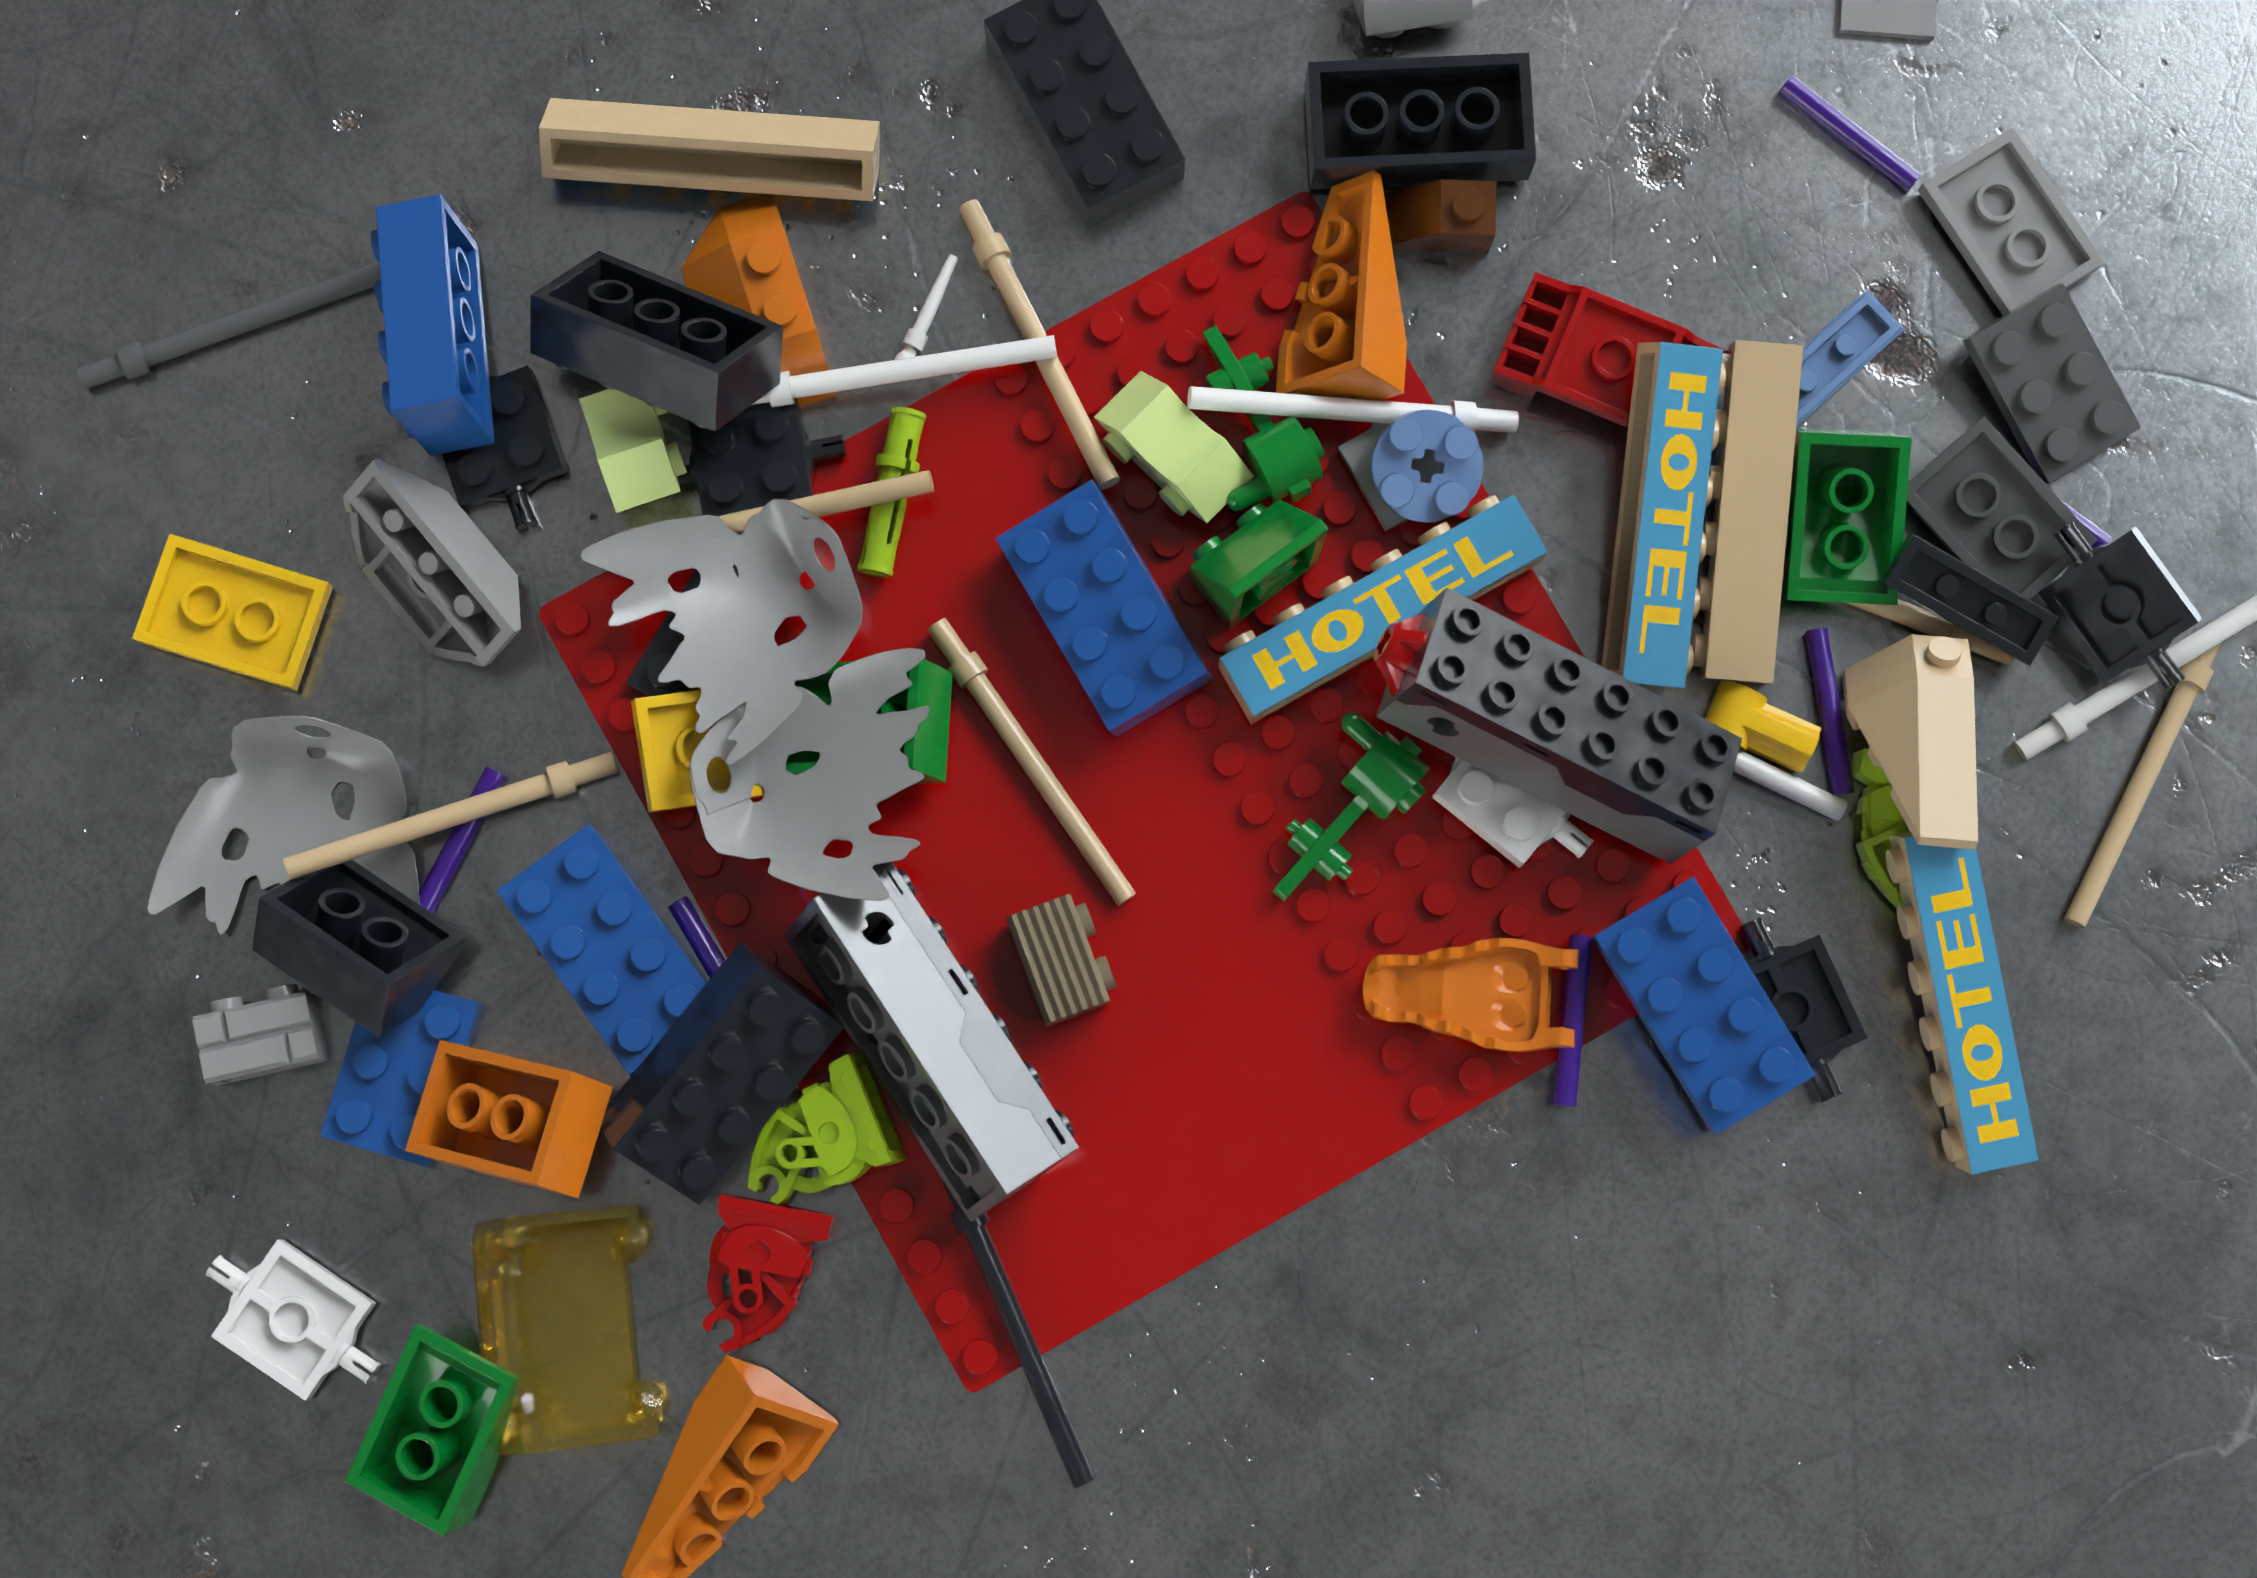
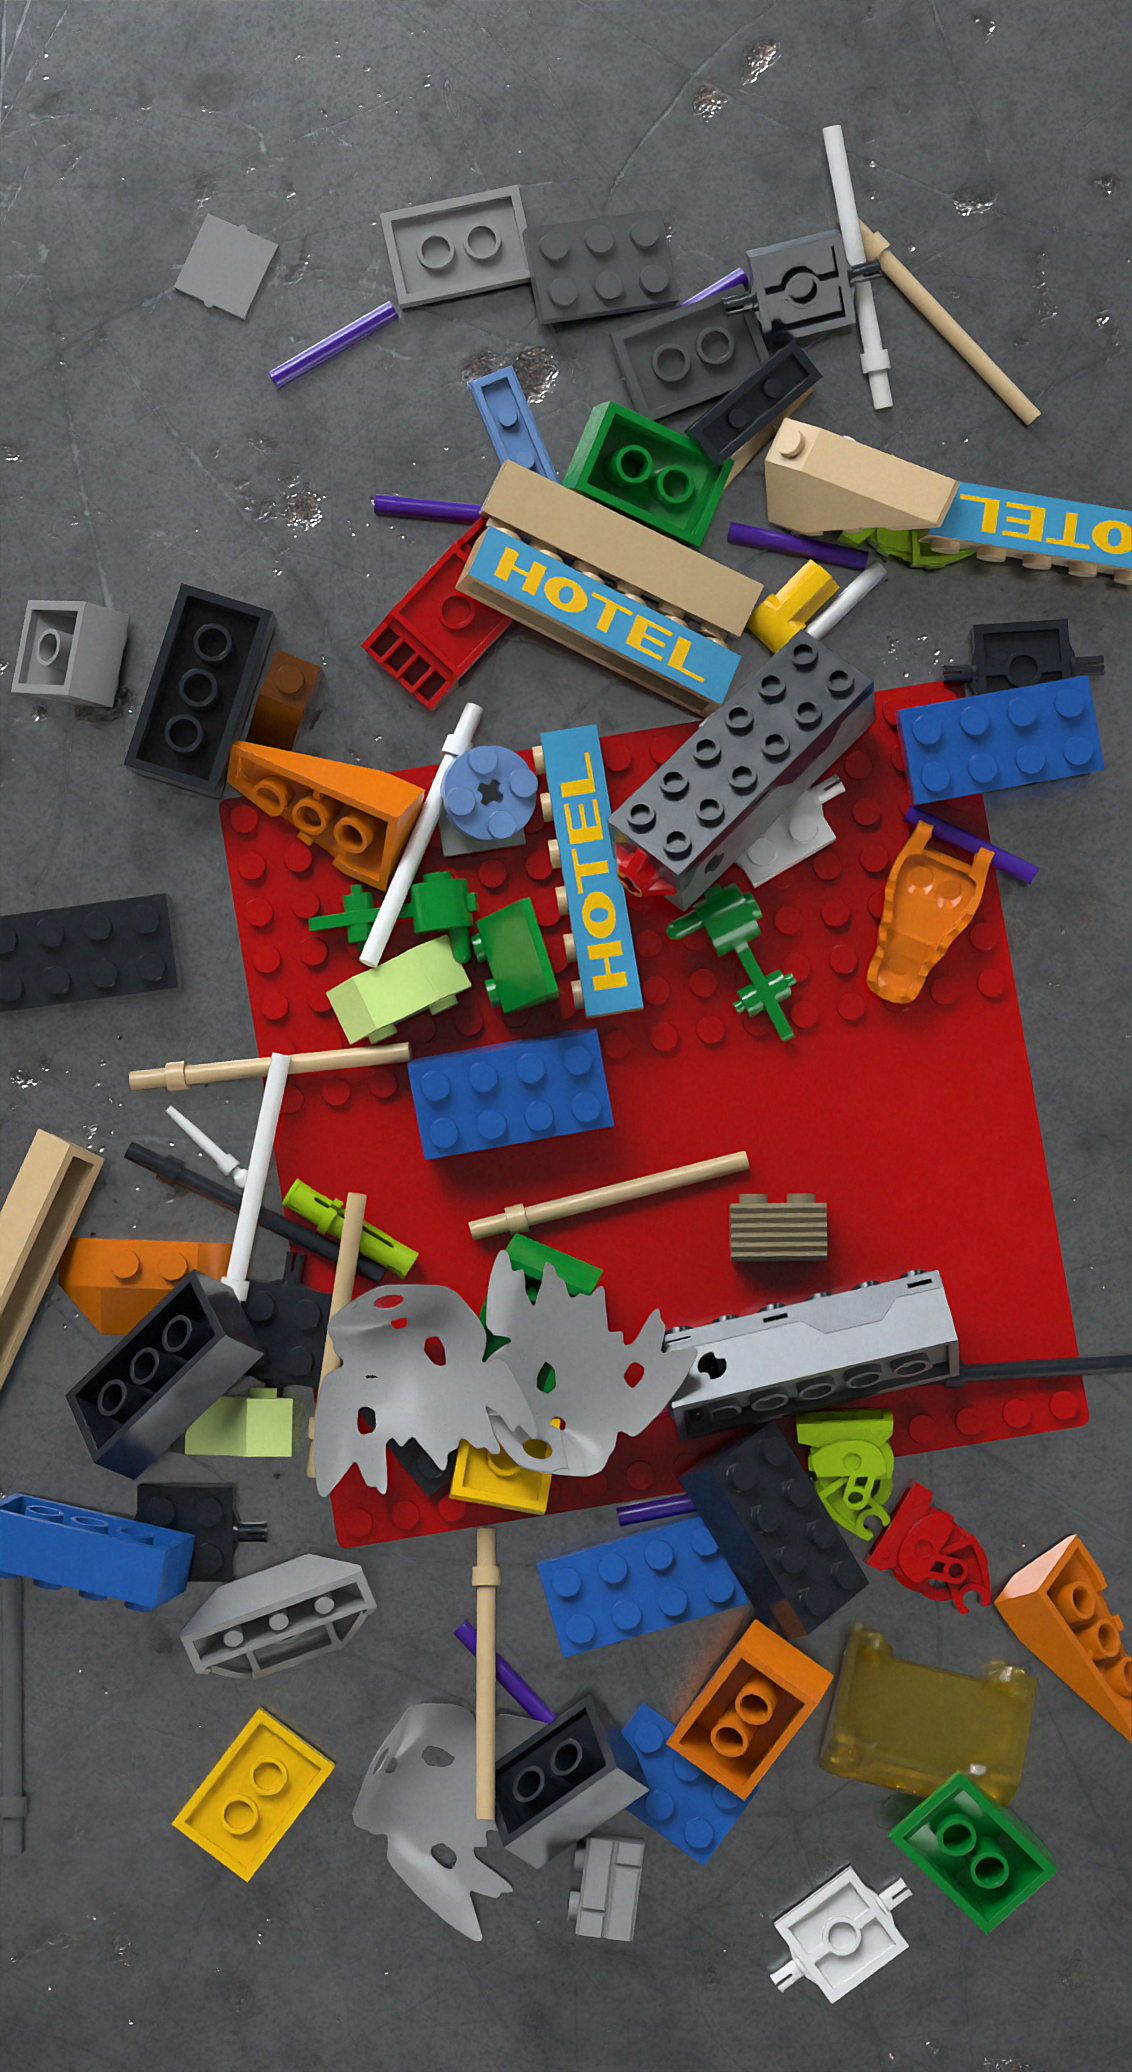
camera: 60 degrees left, 5 degrees up
(885, 284) = (173, 1171): none -> black bar
(1710, 291) = (427, 509): none -> dark purple bar

